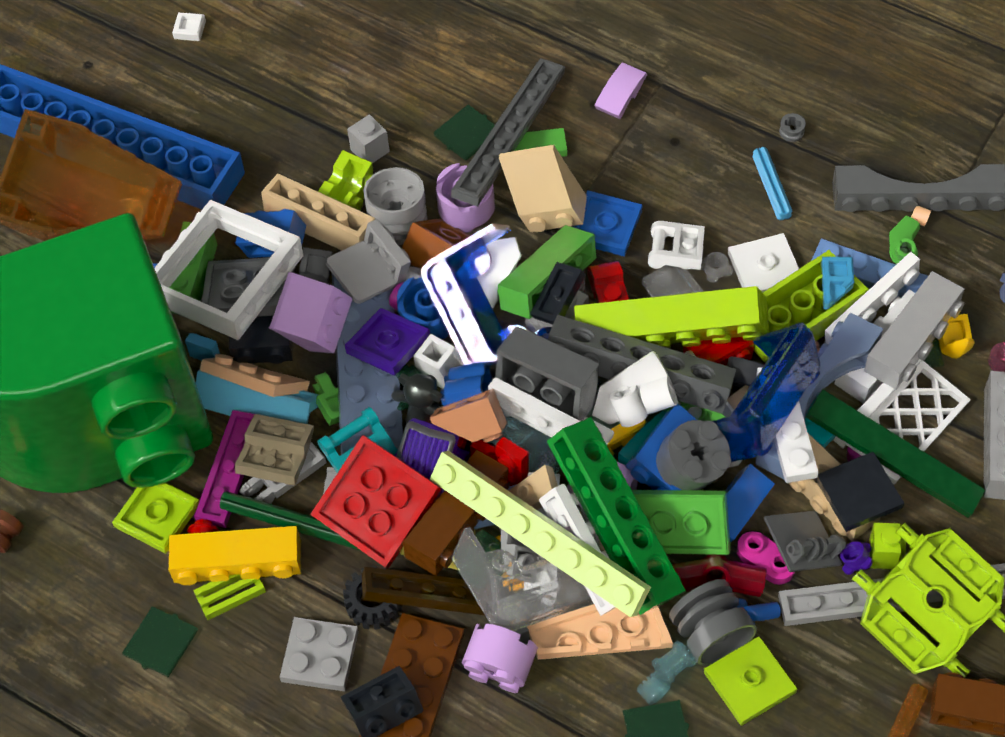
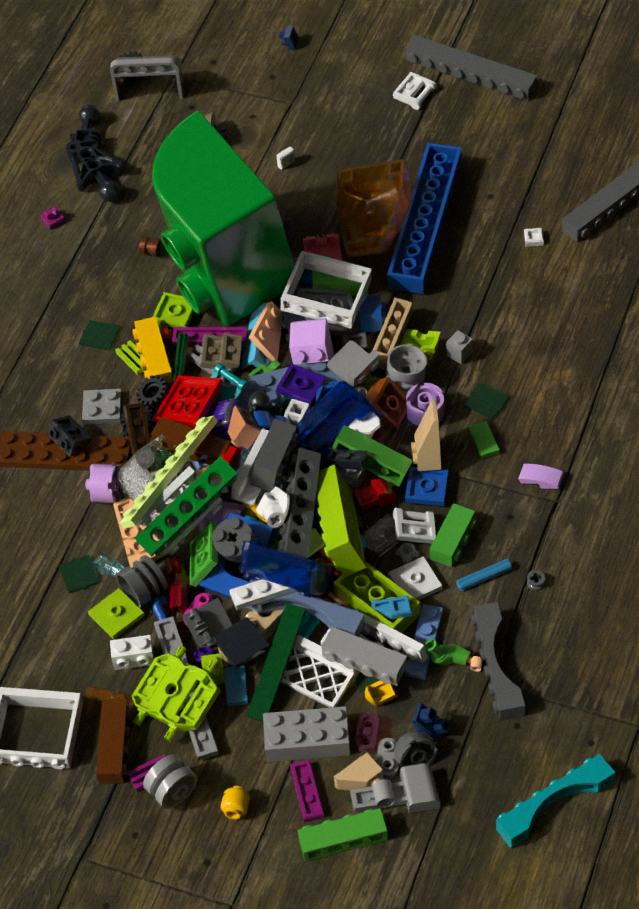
camera: 80 degrees right, 5 degrees down
(307, 557) = (148, 387): none -> black tyre
(507, 132) = (482, 415): dark grey tile -> none
(701, 204) = (453, 535): none -> bright green brick
(839, 659) = (132, 652): none -> white brick
(919, 519) = (235, 686): none -> dark azure tile

